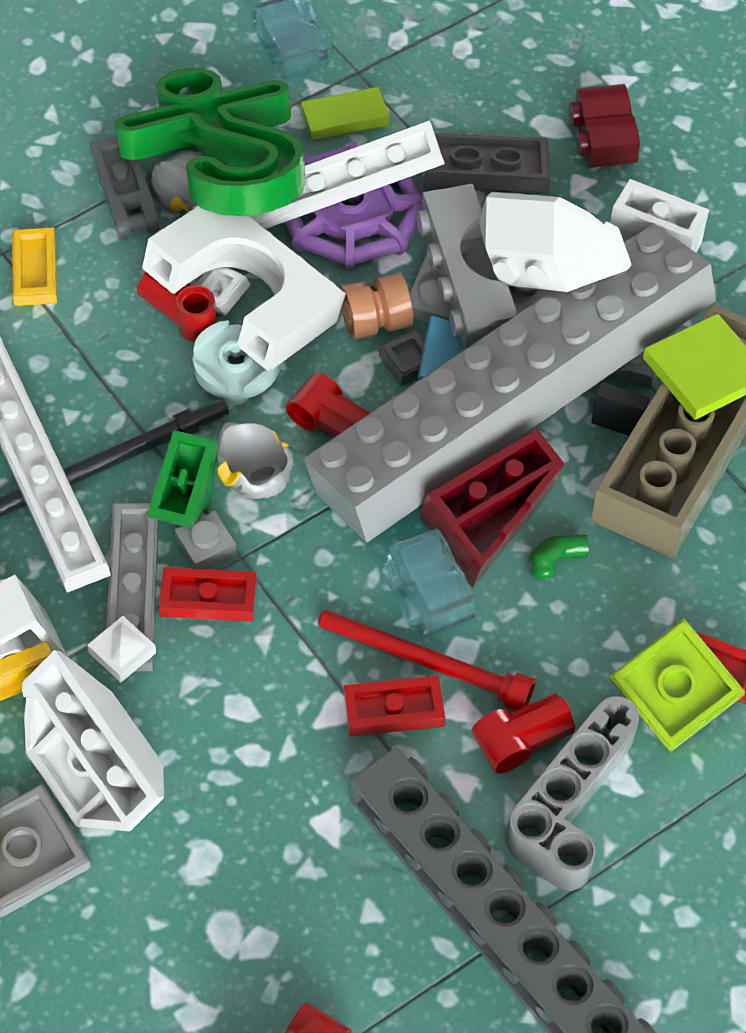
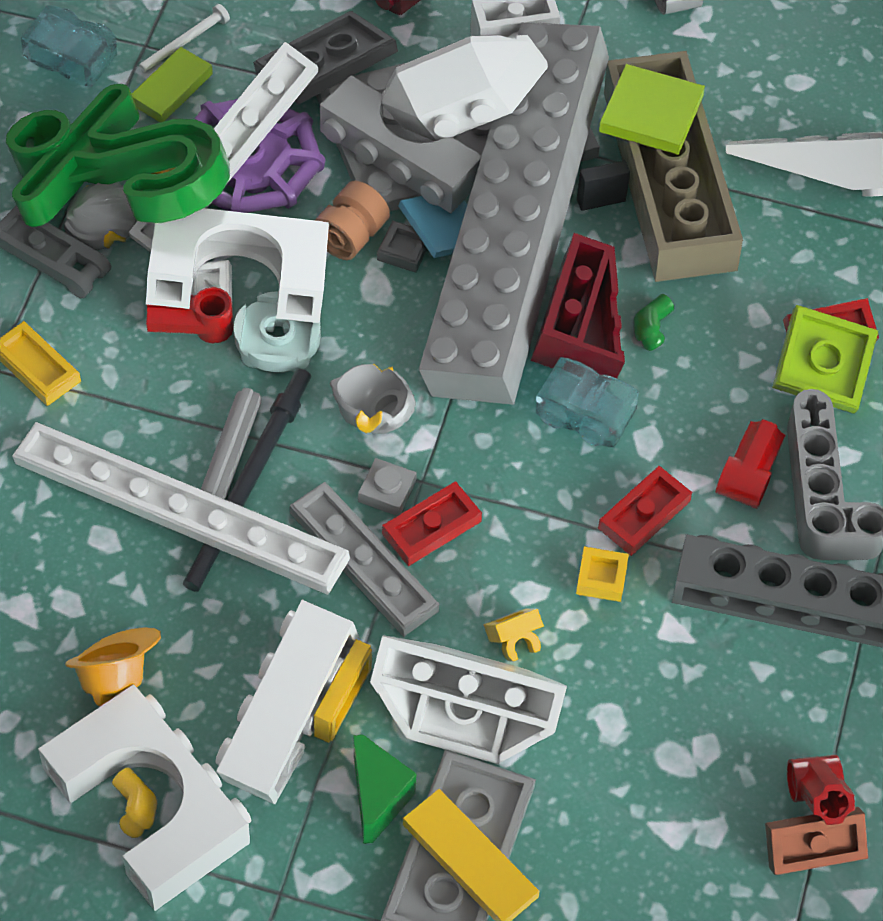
camera: 40 degrees left, 0 degrees up
(114, 426) = (231, 443): none -> light grey axle
(121, 649) = (411, 607): white tile -> none
(184, 480) = (338, 447): green slope -> none
(188, 724) = (514, 627): none -> yellow tile
(306, 733) = (602, 574): none -> yellow plate
(323, 406) = (380, 324): red piece -> none
(409, 82) = (219, 14): none -> white piece
(511, 689) = (716, 441): red piece -> none

